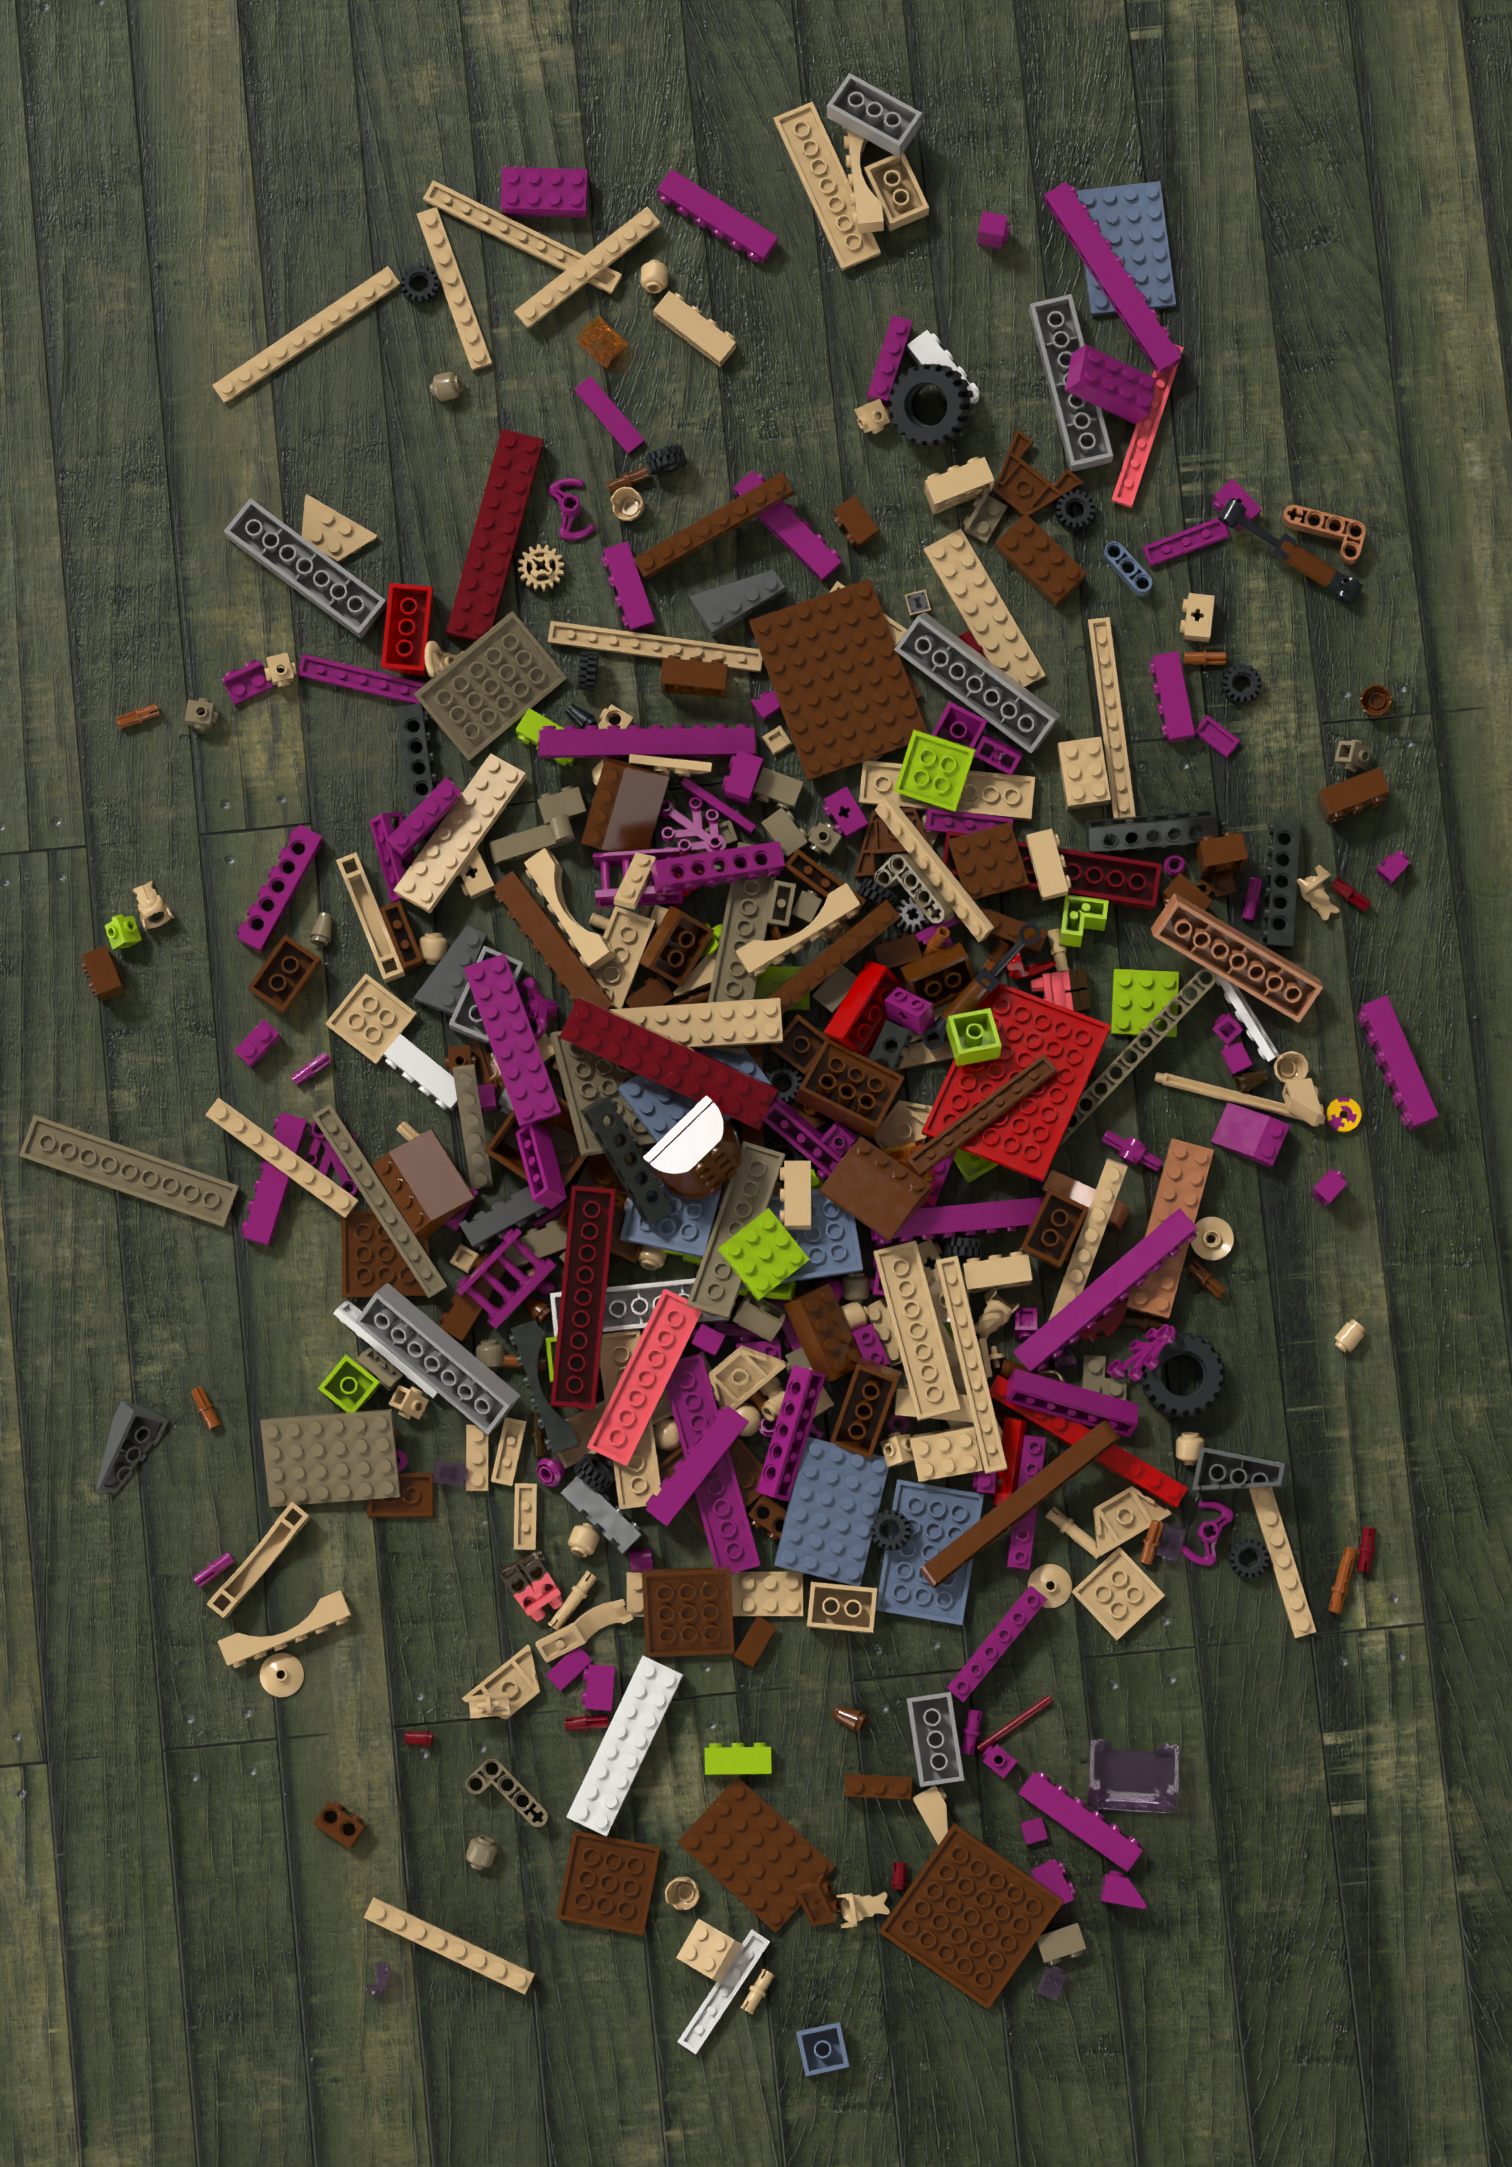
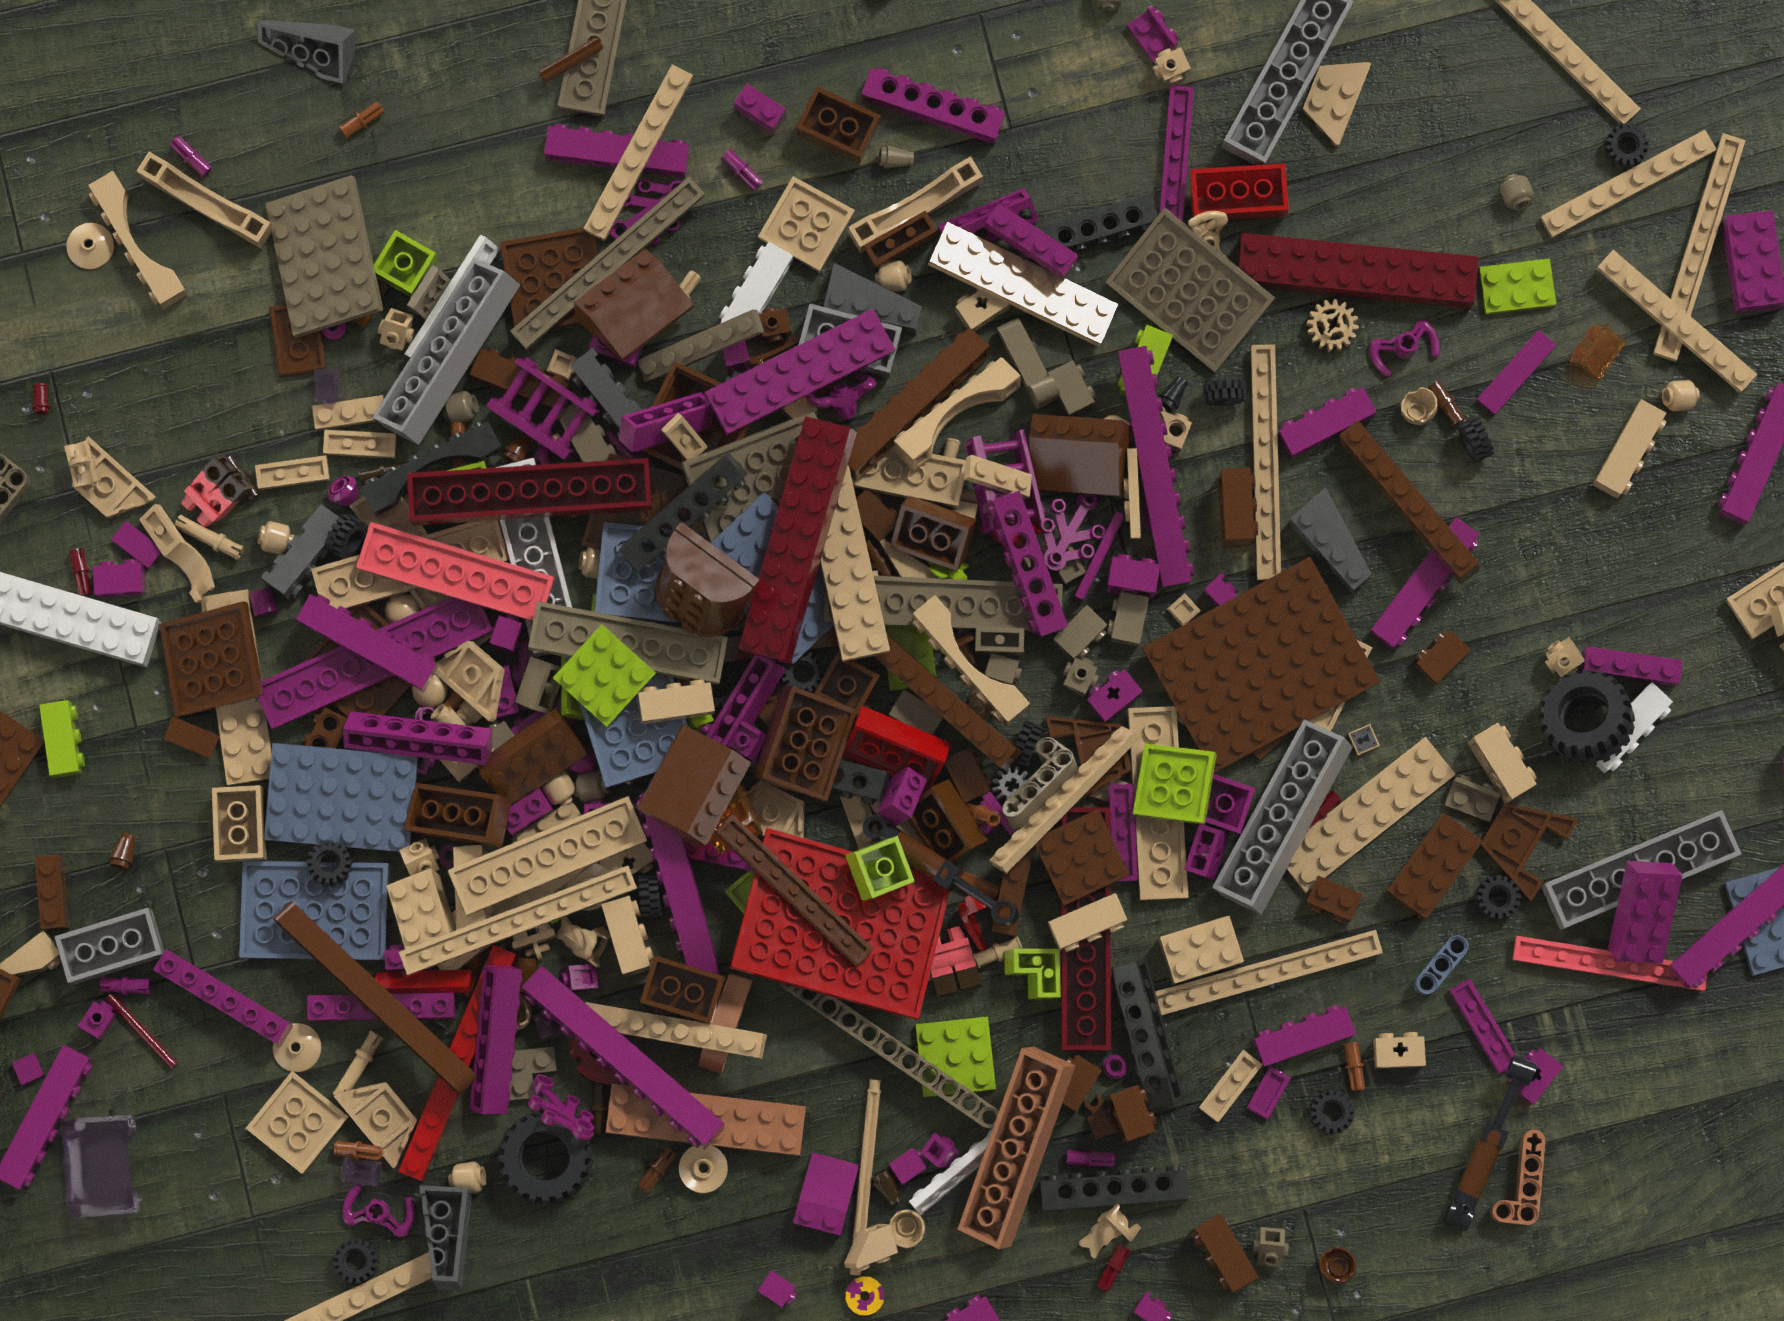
camera: 75 degrees right, 0 degrees up
(183, 1207) = (570, 60): none -> reddish brown axle
(531, 401) = (1517, 286): none -> lime plate
(559, 1150) = (684, 437): none -> tan plate
(816, 877) = (1034, 677): reddish brown brick -> none
(1056, 651) = (1333, 899): none -> reddish brown bracket
(1132, 1150) = (787, 1066): magenta axle -> none
(1206, 768) = (1230, 1086): none -> tan plate

